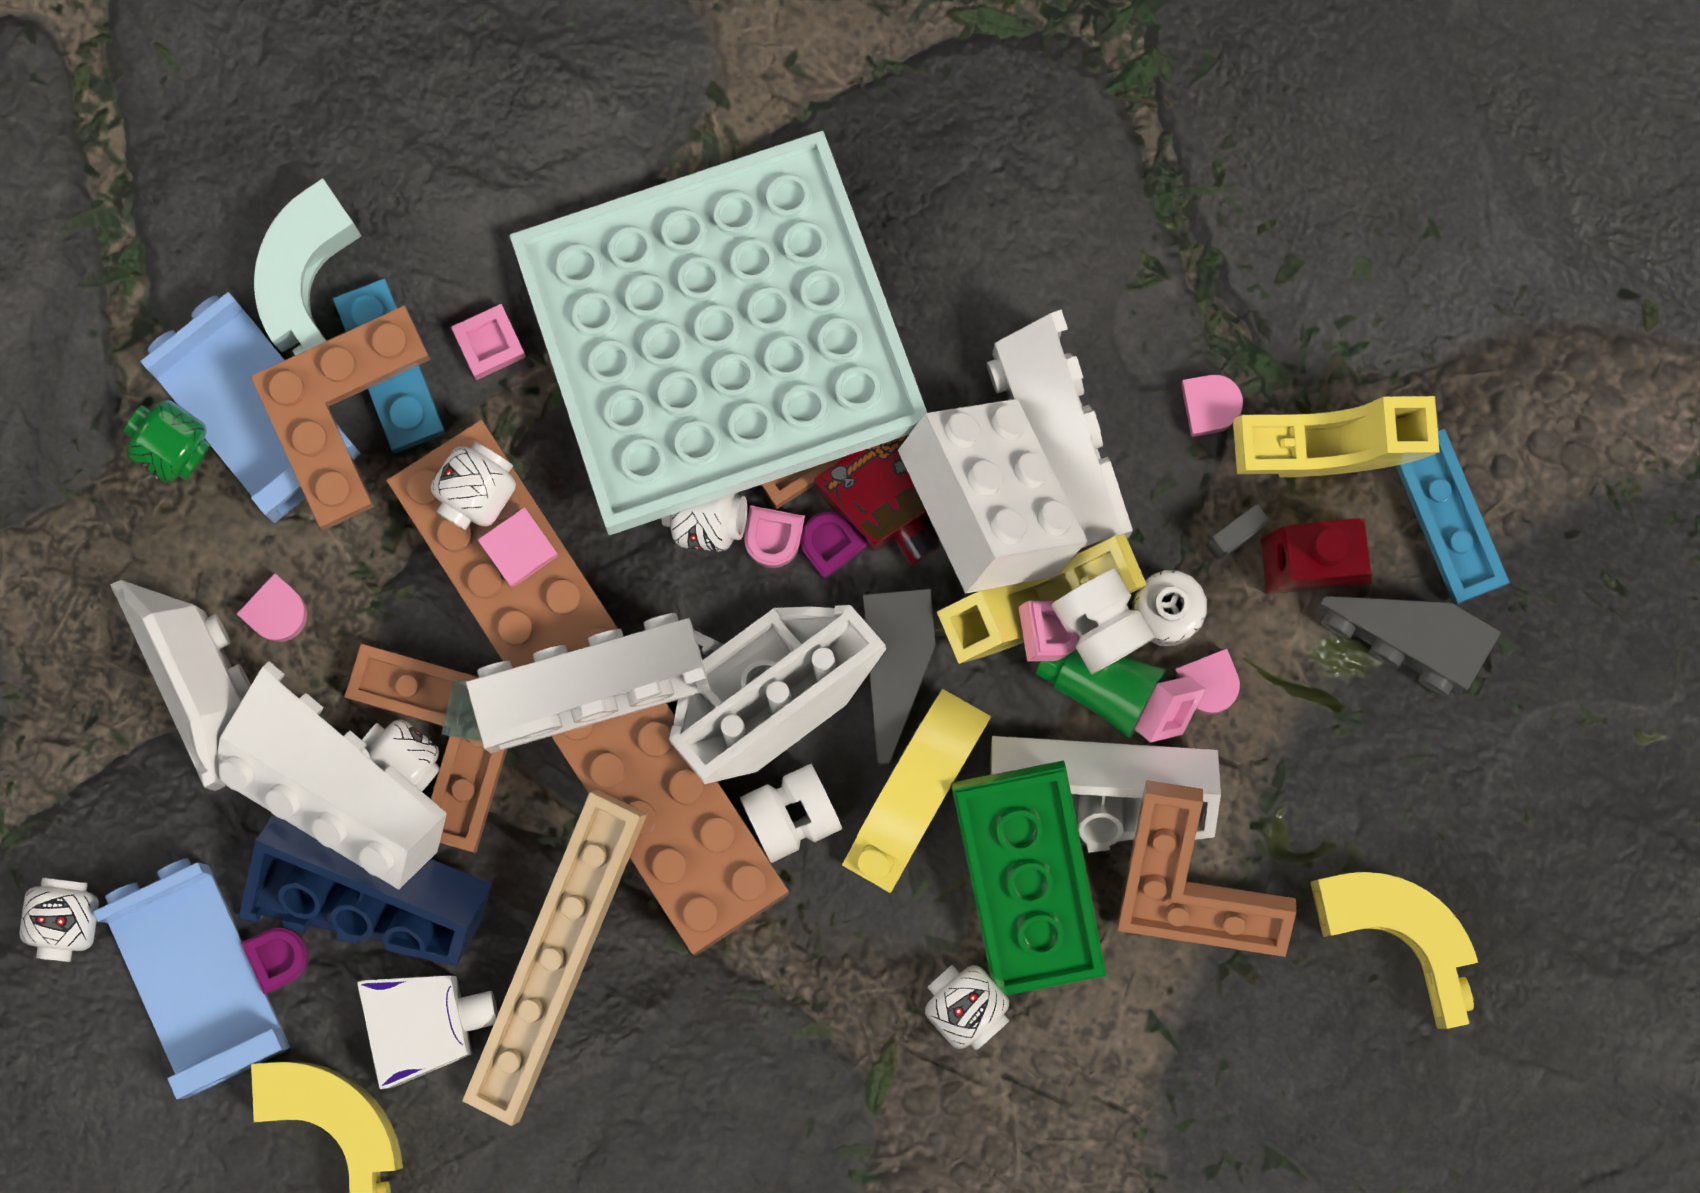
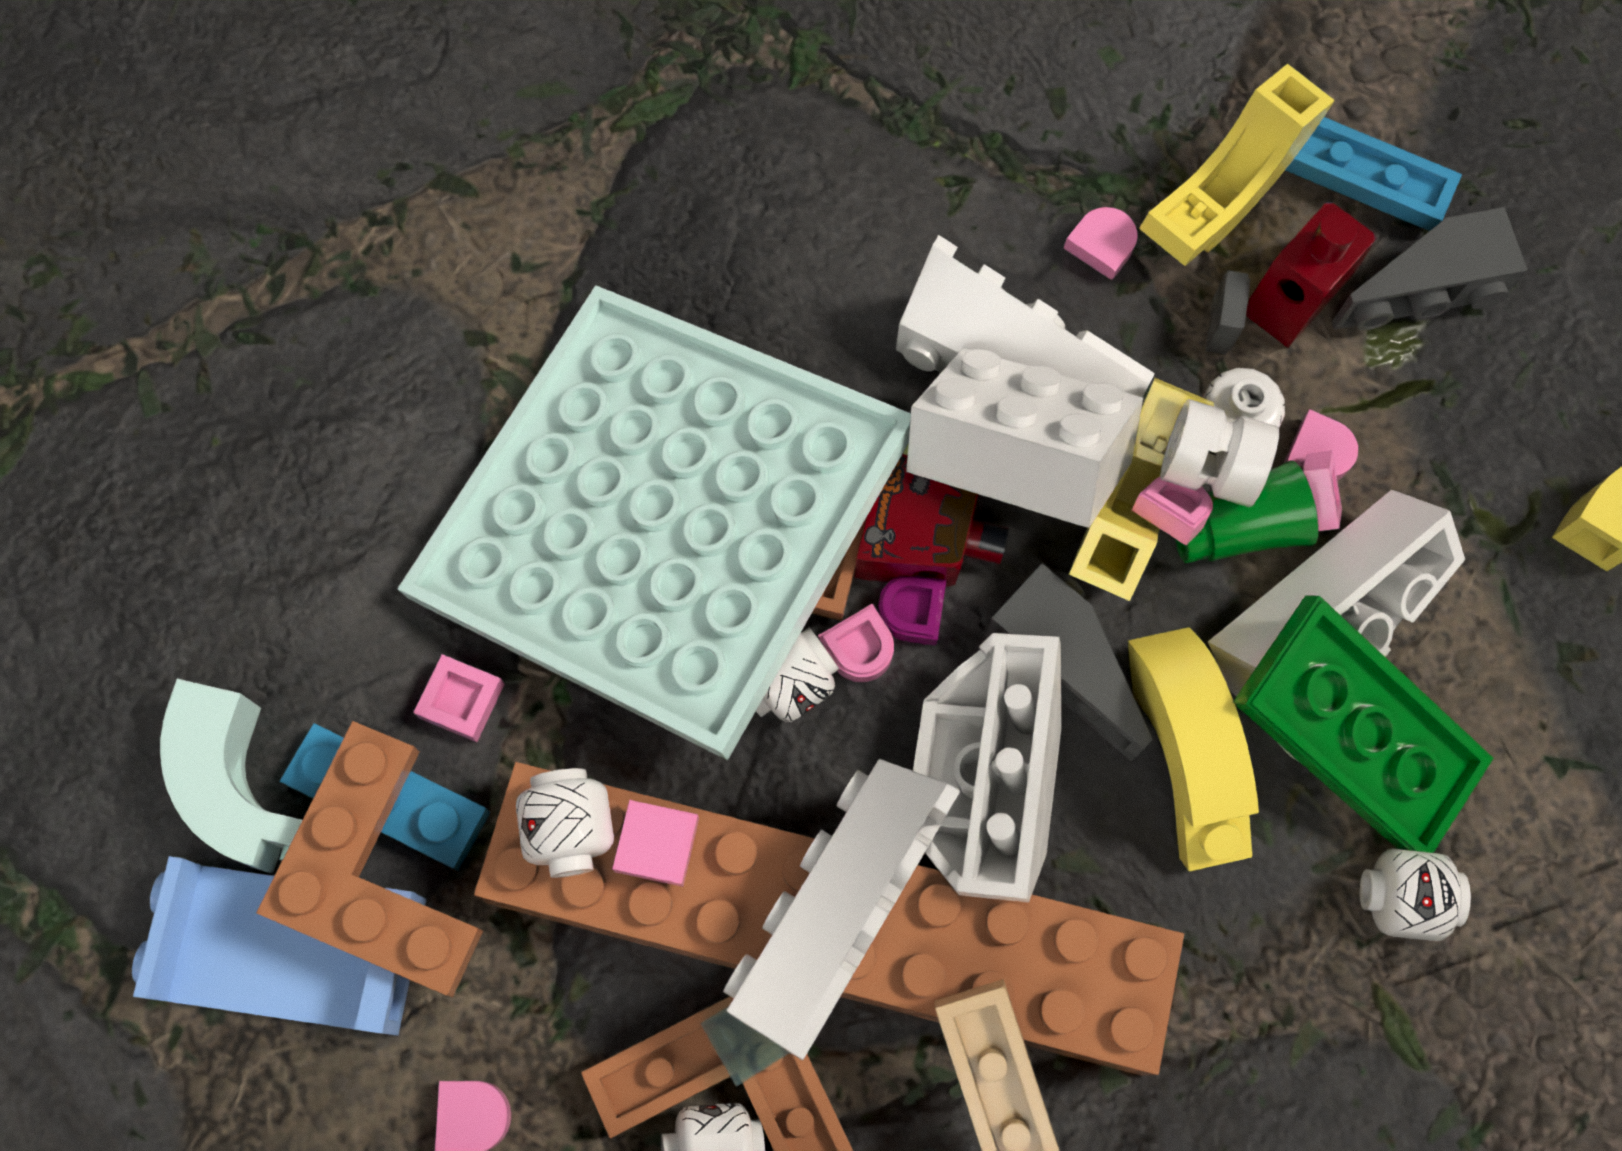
camera: 45 degrees left, 10 degrees down
(166, 441) = (224, 1051): green head -> none
(772, 822) = (1104, 885): white wheel -> none
(1166, 906) = (1478, 647): nougat plate -> none

